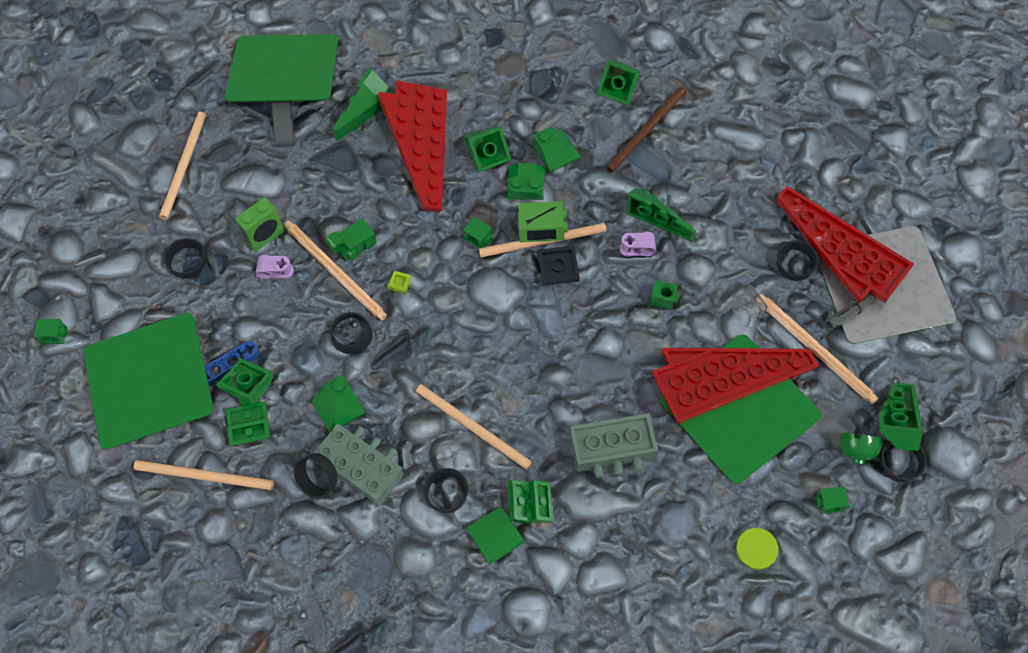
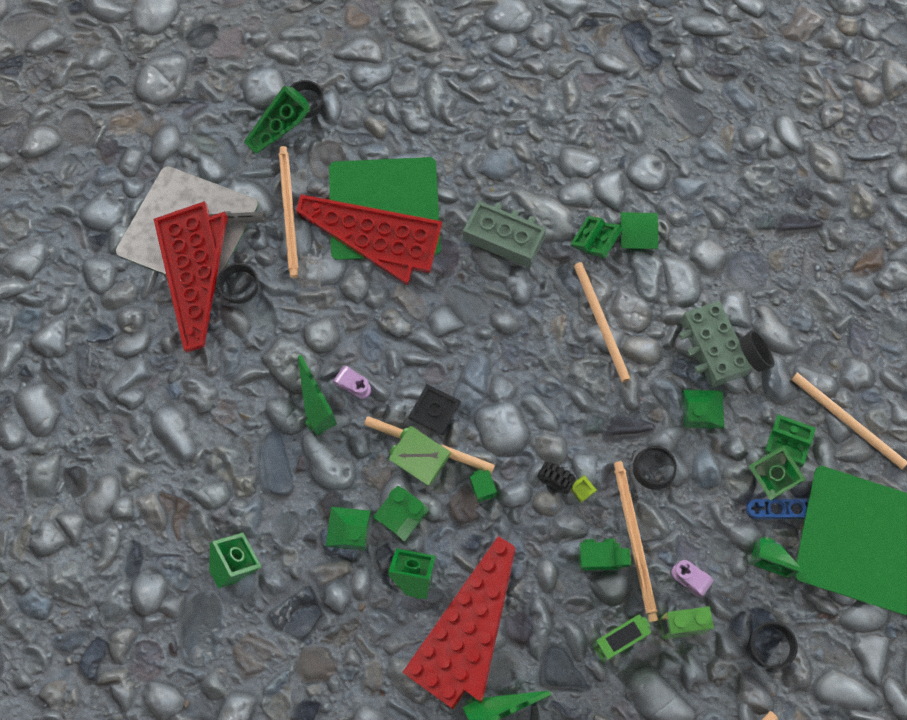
camera: 145 degrees left, 5 degrees up
(215, 313) = (773, 558): none -> green slope
(303, 190) = (622, 638): none -> brick
(424, 268) = (556, 477): none -> black tyre
(441, 473) = (660, 267): black tyre -> none
(646, 129) = (248, 493): reddish brown piece -> none
(664, 288) = (372, 331): green brick -> none
(757, 548) = (456, 111): lime tile -> none
(831, 500) = (378, 104): green brick -> none
(860, 447) = (325, 122): green cylinder -> none

